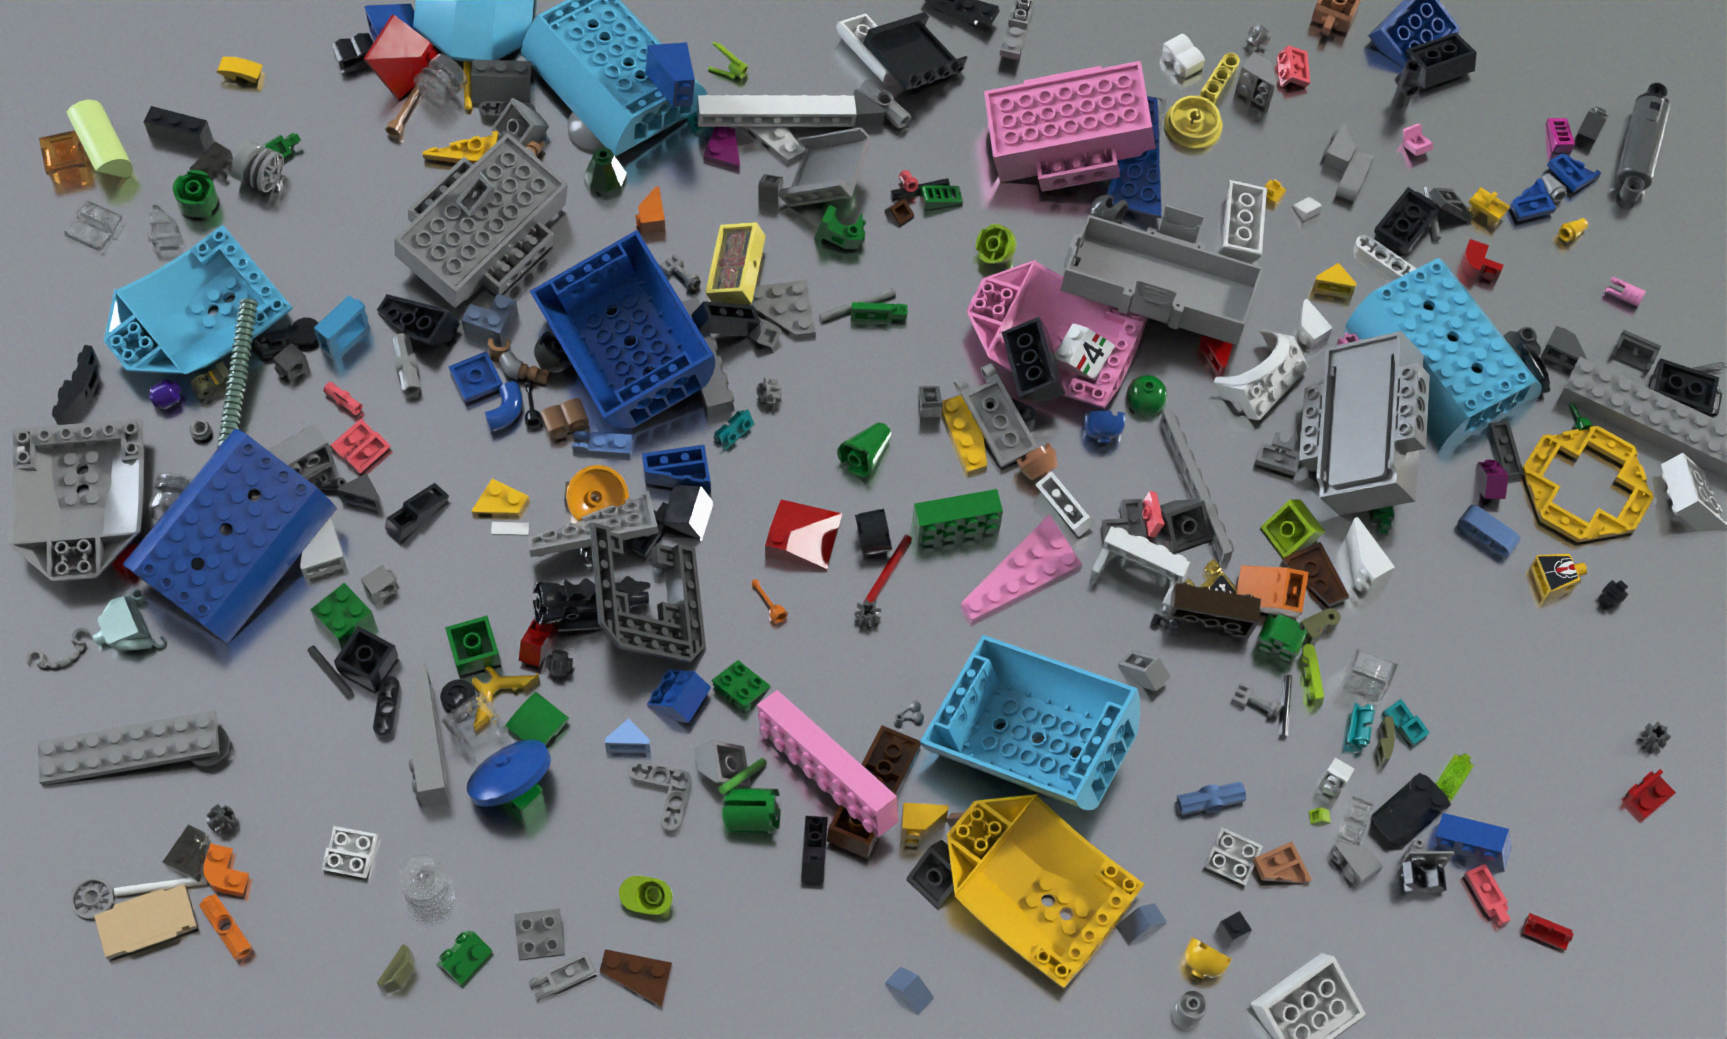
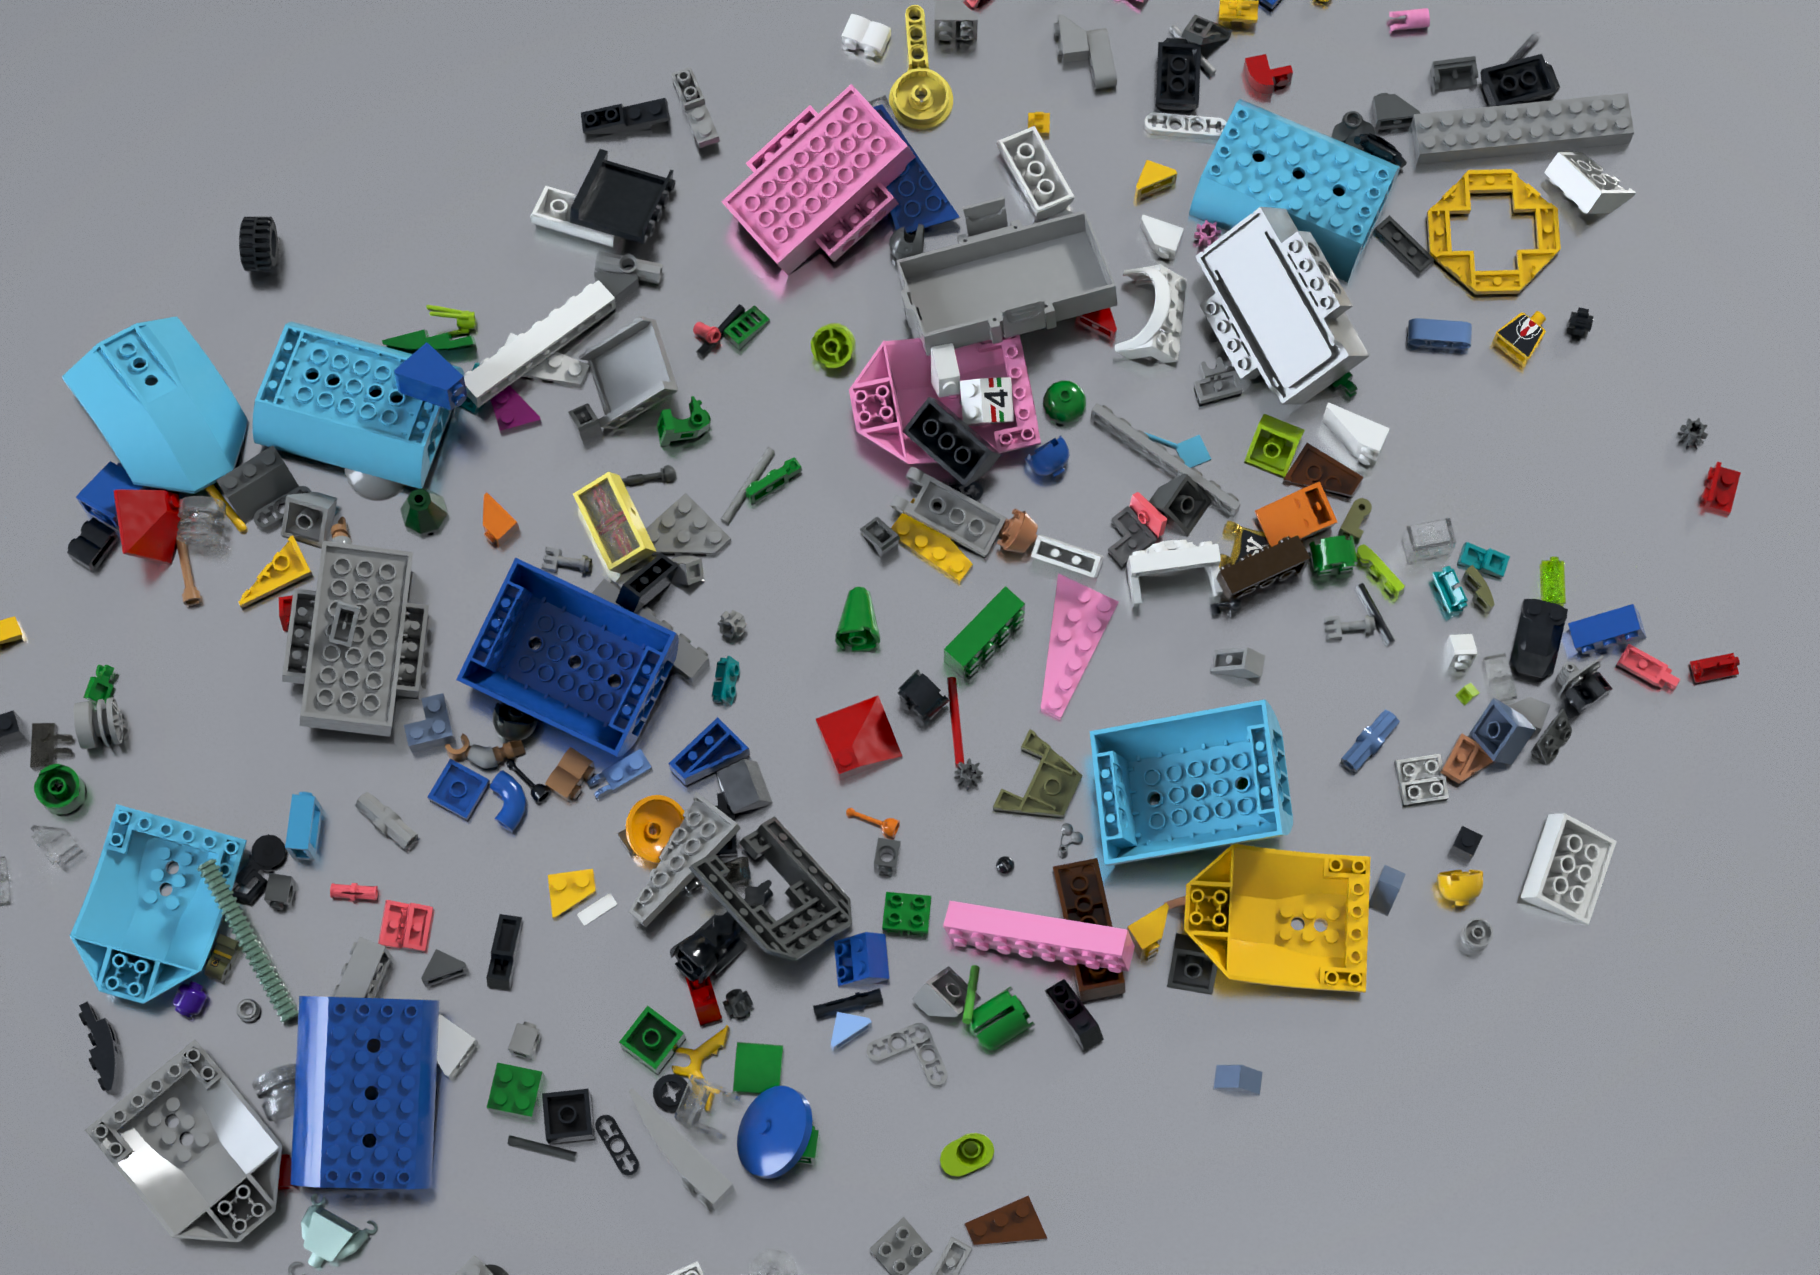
camera: 30 degrees left, 10 degrees up
(333, 484) = (408, 978): dark grey arm -> none
(419, 320) = (367, 772): black wedge -> none
(630, 565) = (739, 872): none -> clear smoke slope
(649, 723) = (846, 1004): none -> black pin
(709, 69) = (417, 339): none -> green slope
(761, 624) = (887, 846): none -> dark grey brick
(802, 259) = (667, 473): none -> dark grey piece
(840, 701) = (1001, 868): none -> black hinge
(899, 211) = (718, 367): reddish brown slope -> none
(923, 666) = (1050, 787): none -> olive wing
(1067, 309) = (944, 370): none -> white slope
(1221, 494) = (1191, 450): none -> medium azure piece
(1307, 208) = (1079, 119): white slope -> none
(1326, 861) = (1502, 732): none -> sand blue slope
(1368, 893) = (1553, 738): none -> dark grey hinge
(1492, 479) = (1412, 283): magenta slope -> none
(1581, 423) = (1452, 175): green hinge -> none

